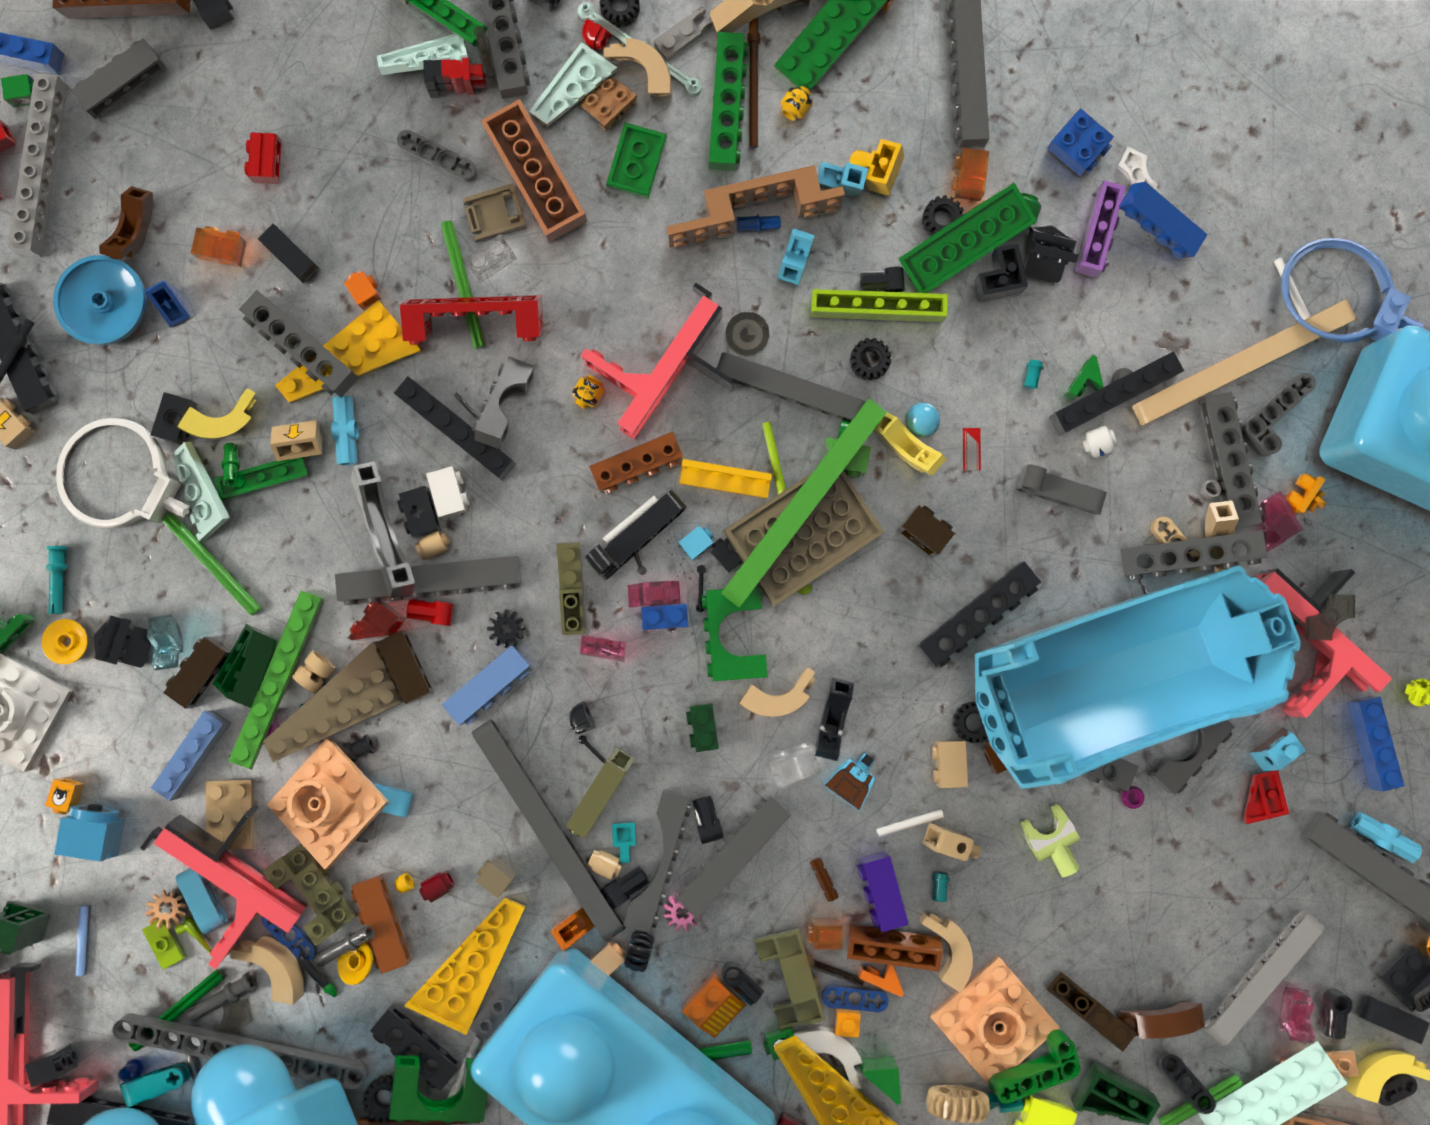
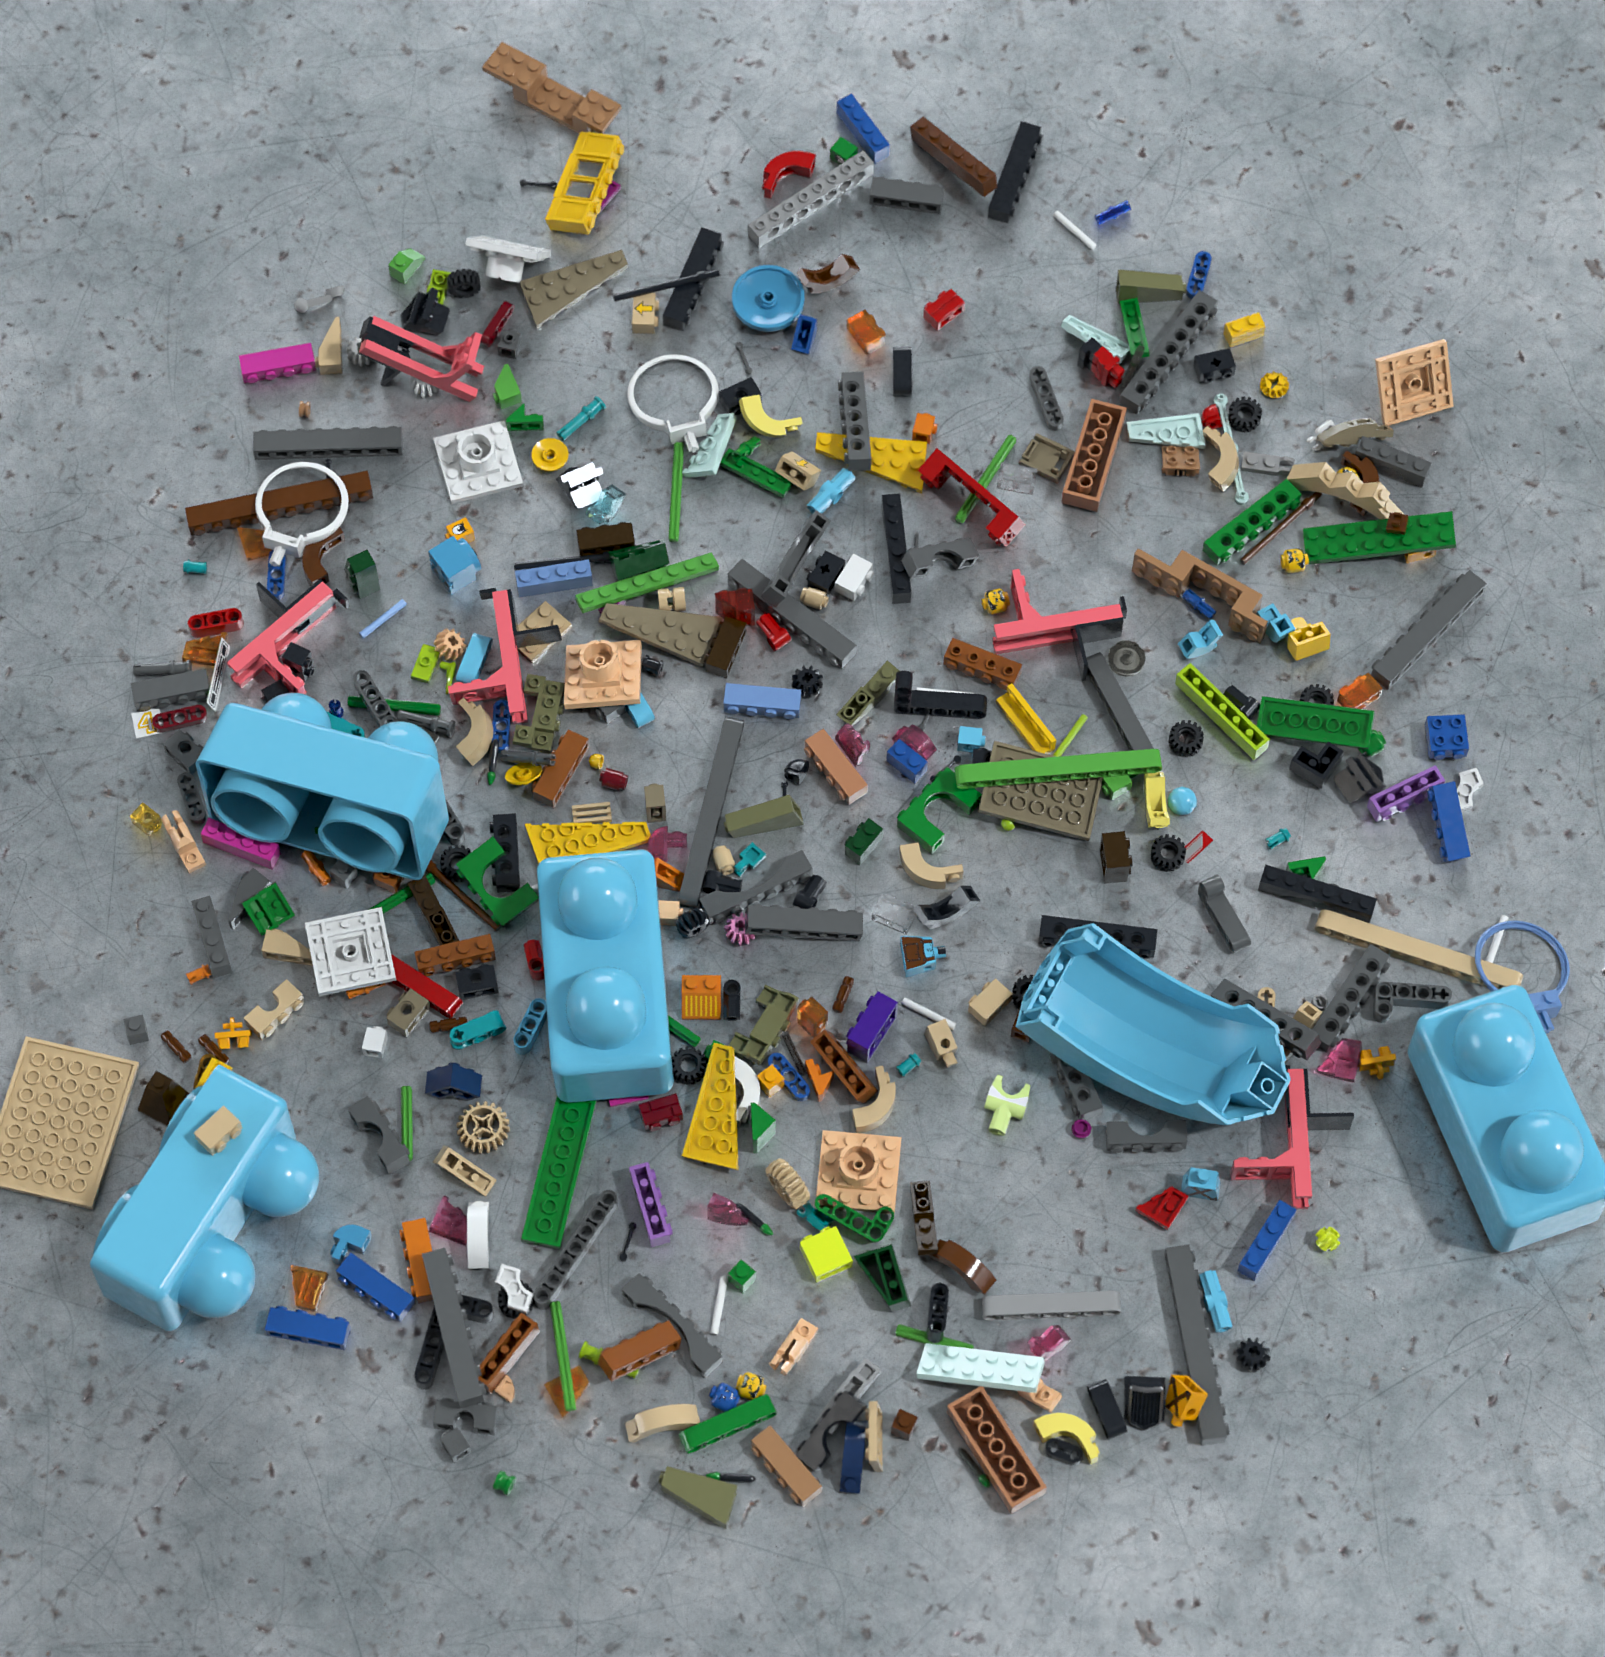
camera: 50 degrees right, 20 degrees down
(123, 370) = (739, 346): none -> dark grey hinge
(181, 728) = (541, 563): none -> black bar
(437, 949) = (605, 806): none -> tan tile
(535, 904) = (662, 840): none -> clear pink brick
(611, 684) = (835, 766): none -> nougat brick
(636, 160) = (1163, 506): green tile -> none
(764, 1090) = (693, 1055): none -> black tyre
(972, 479) = (1173, 843): none -> black tyre
(1100, 441) = (1278, 911): white head -> none
(1336, 1016) = (1072, 1371): black piece -> none
(1337, 609) = (1301, 1123): clear smoke tile -> none

